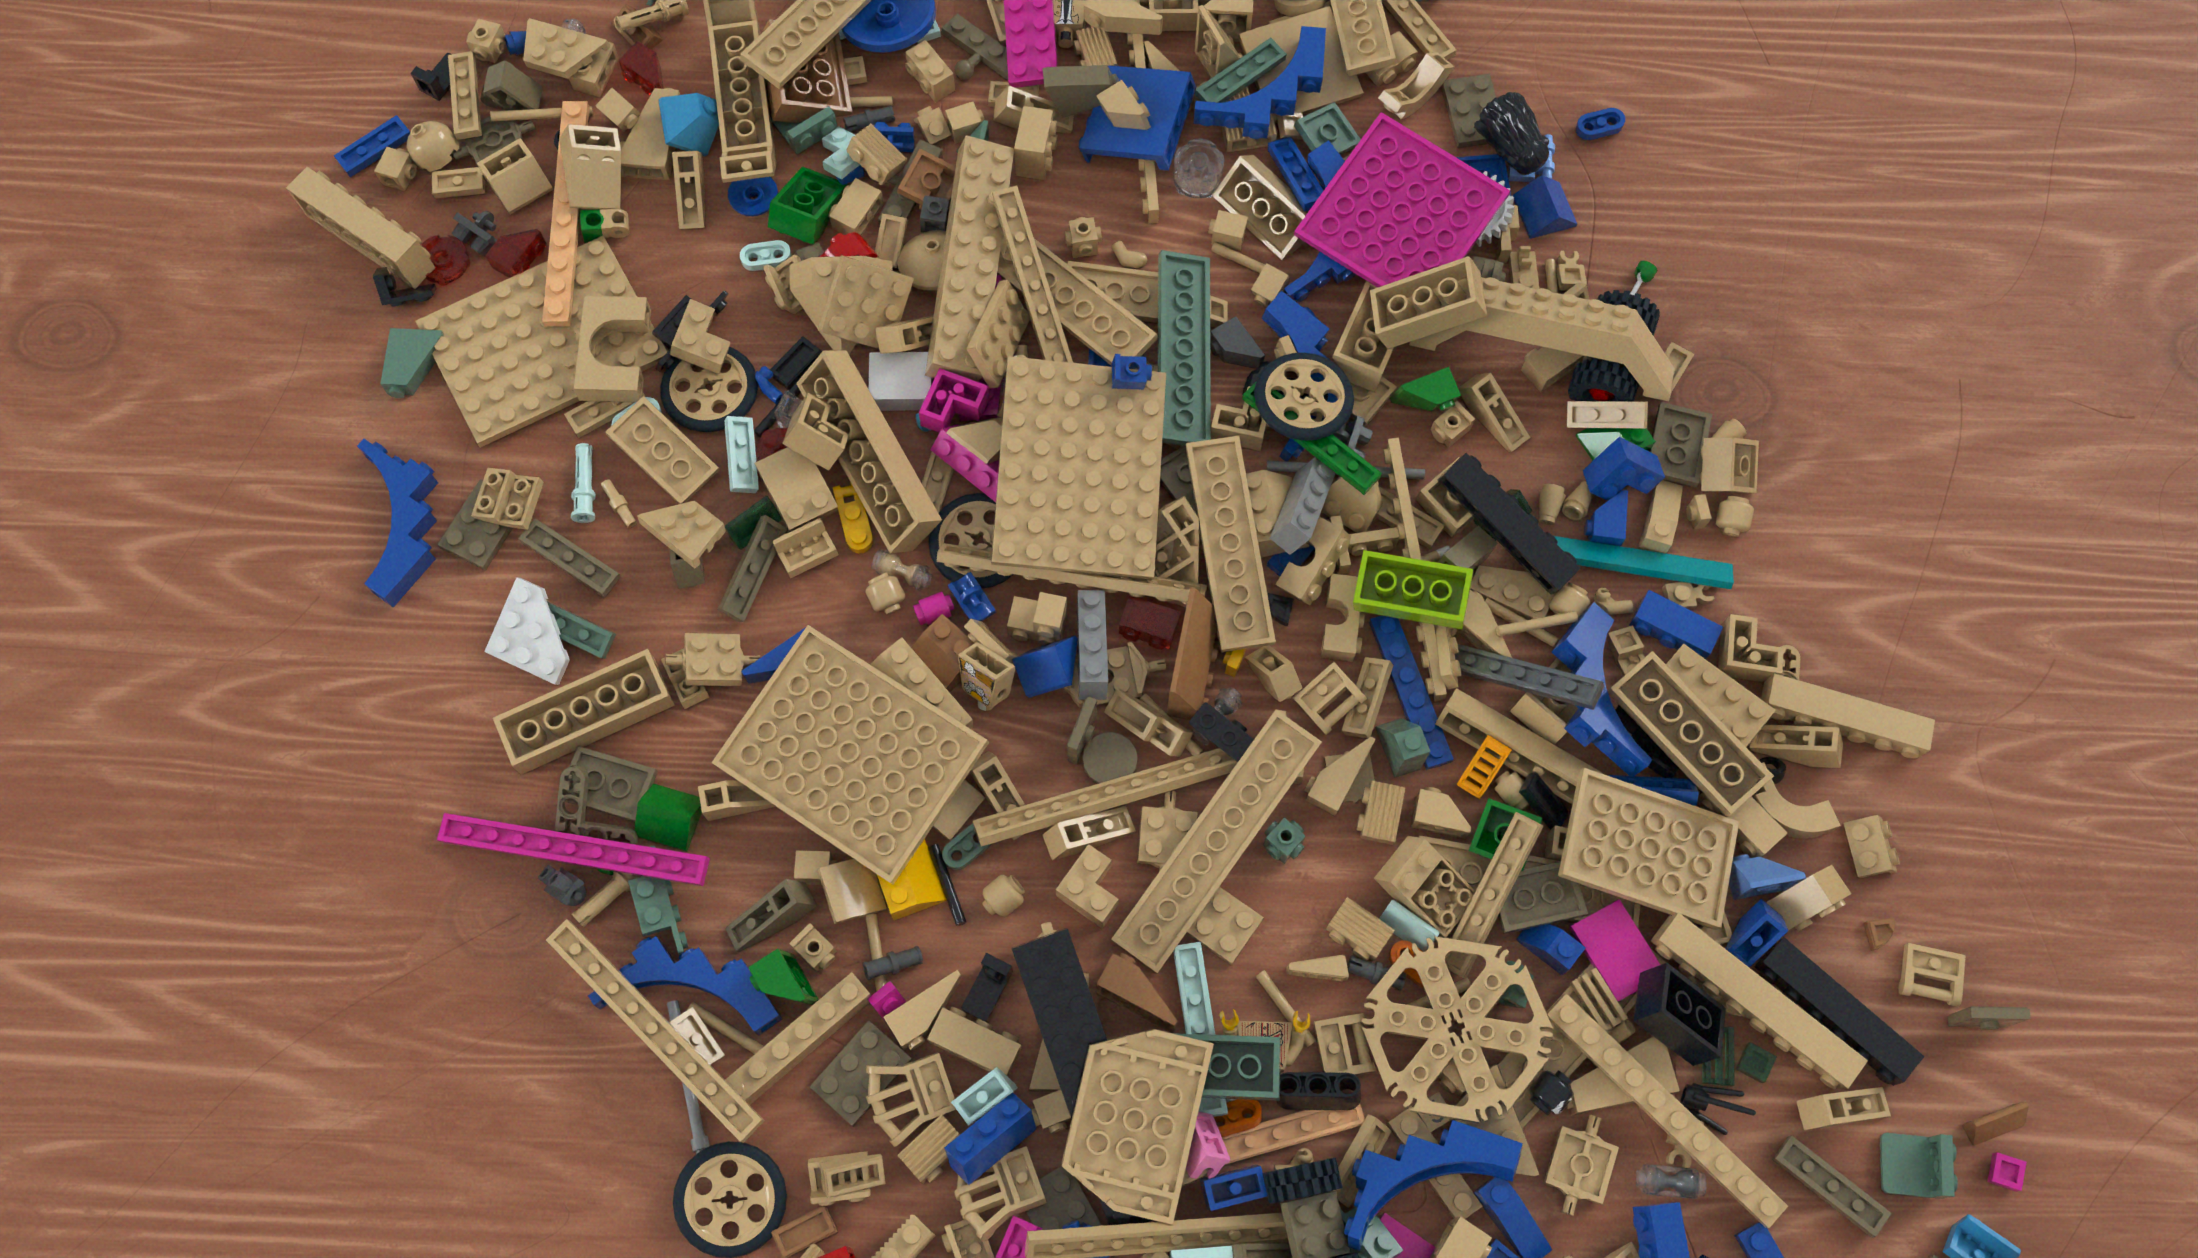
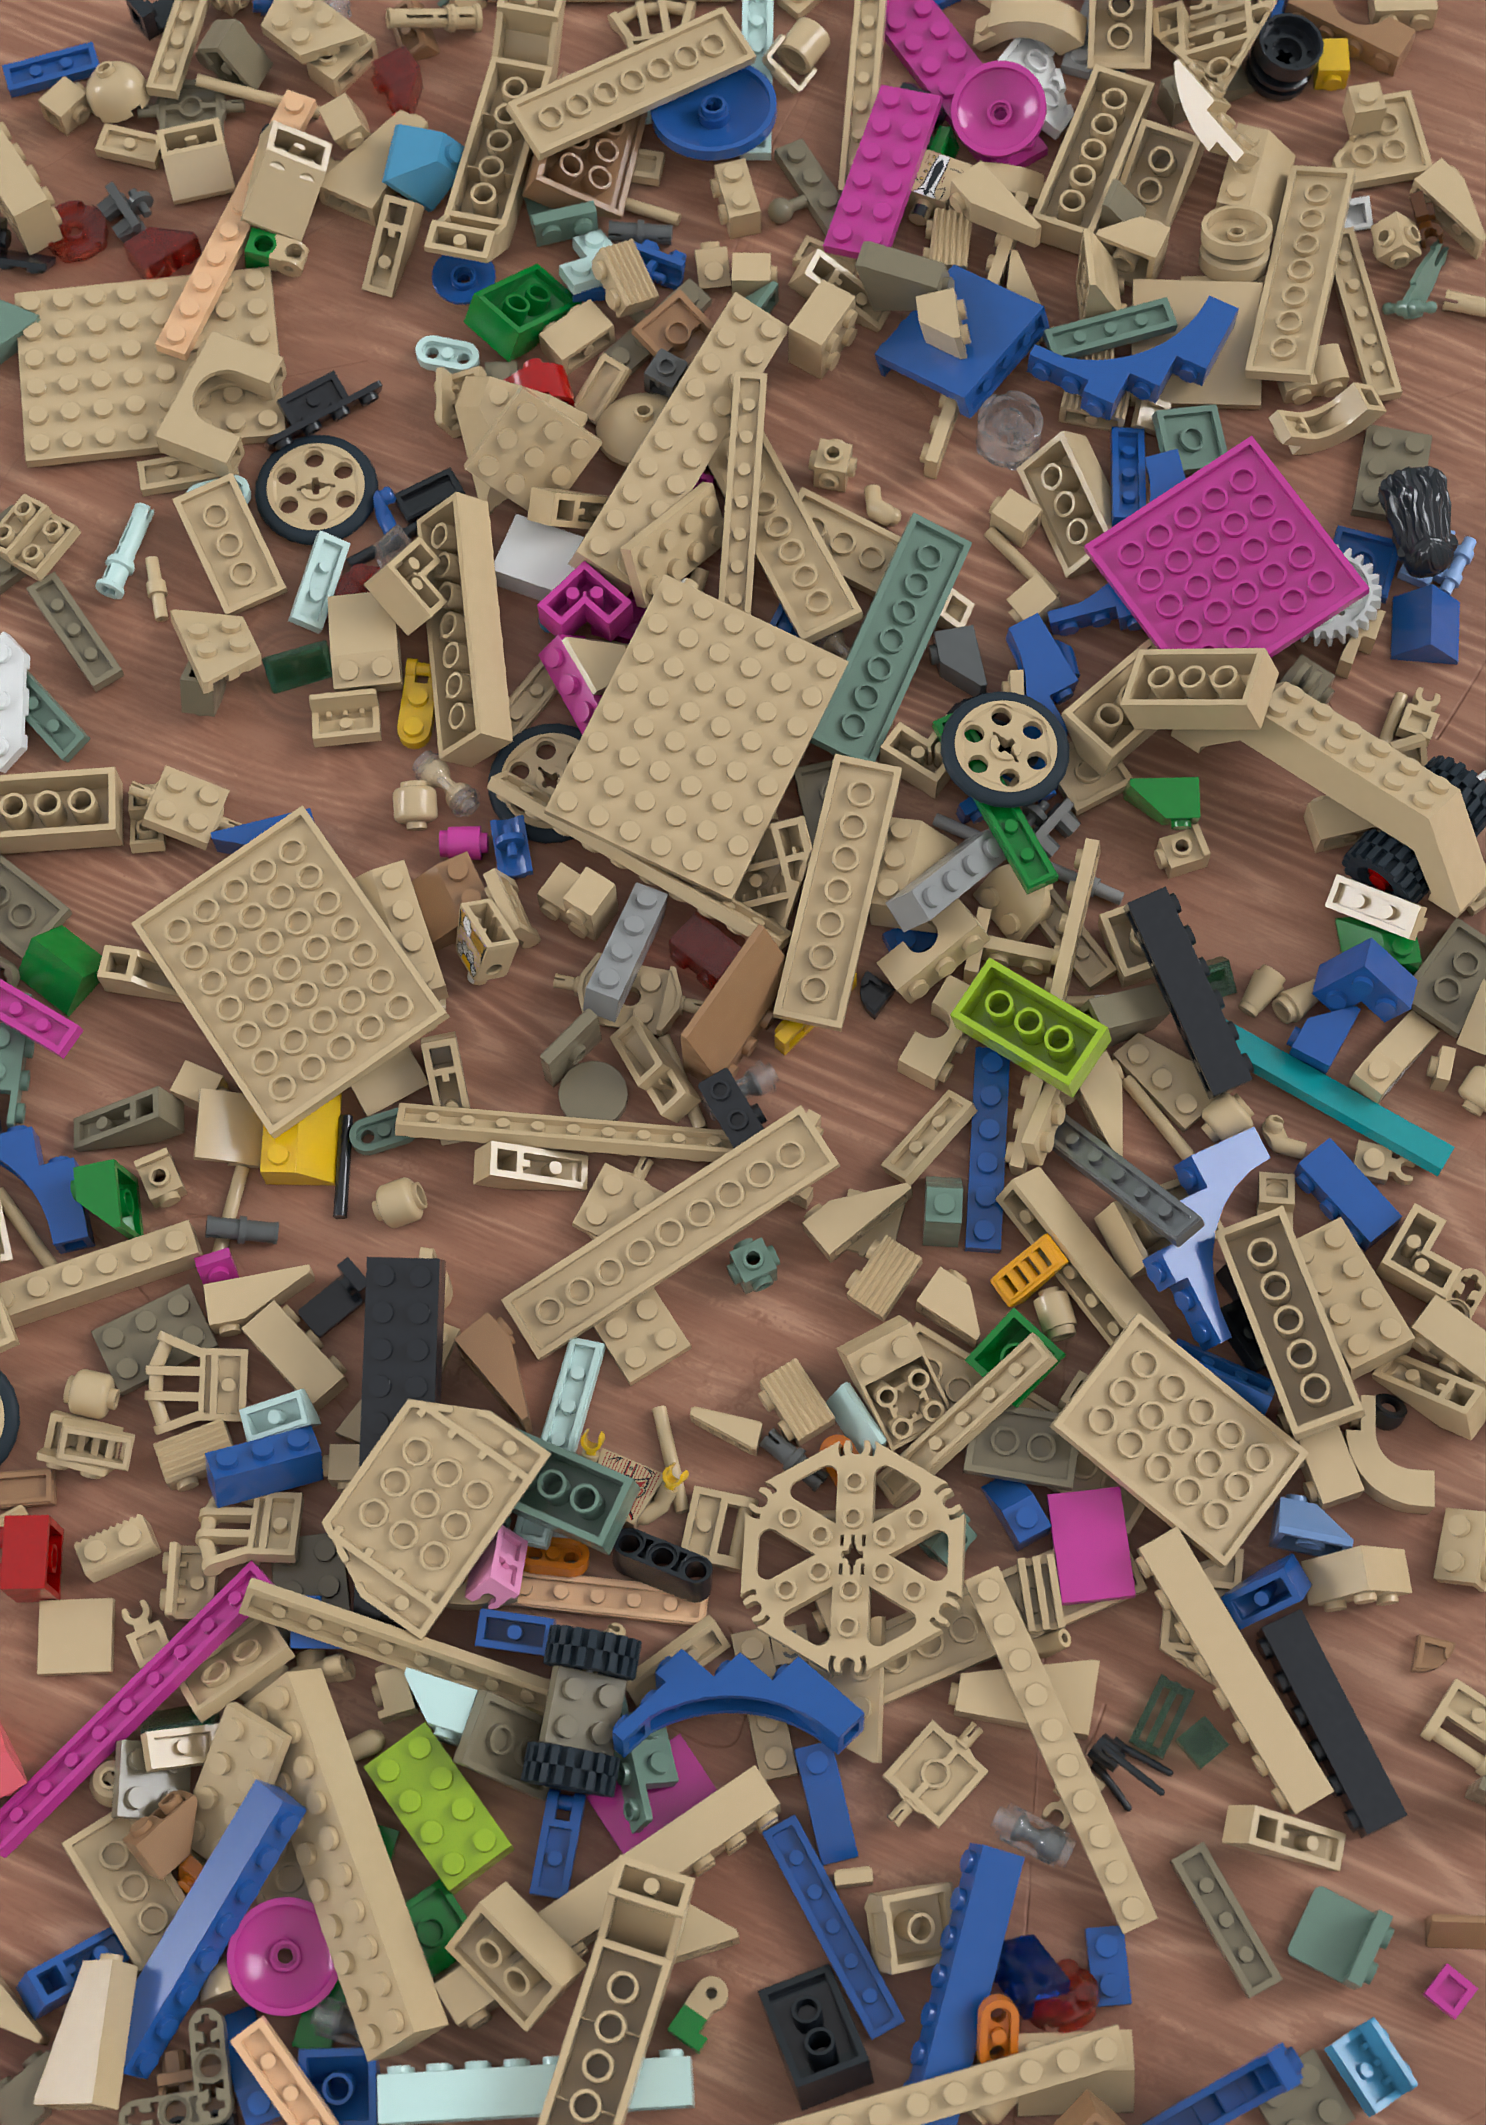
camera: 25 degrees right, 0 degrees up
(694, 343) = (316, 430): tan brick -> none
(751, 569) = (273, 720): dark tan plate -> none
(831, 1135) = (91, 1394): none -> tan head
(1047, 667) = (561, 958): blue slope -> none
(1082, 890) = (494, 1227): tan brick -> none
(1125, 379) = (790, 651): blue brick -> none
(1274, 672) = (830, 1067): tan slope -> none
(1323, 692) = (878, 1111): tan plate -> none
(1493, 410) = (1242, 854): tan slope -> none
(1524, 267) = (1362, 695): tan plate -> none
(1537, 623) = (1170, 1126): tan bar -> none
(1543, 801) = (1082, 1335): black tile -> none
(1551, 1092) = (932, 1673): black head -> none
(1680, 1014) = (1126, 1645): black brick -> none

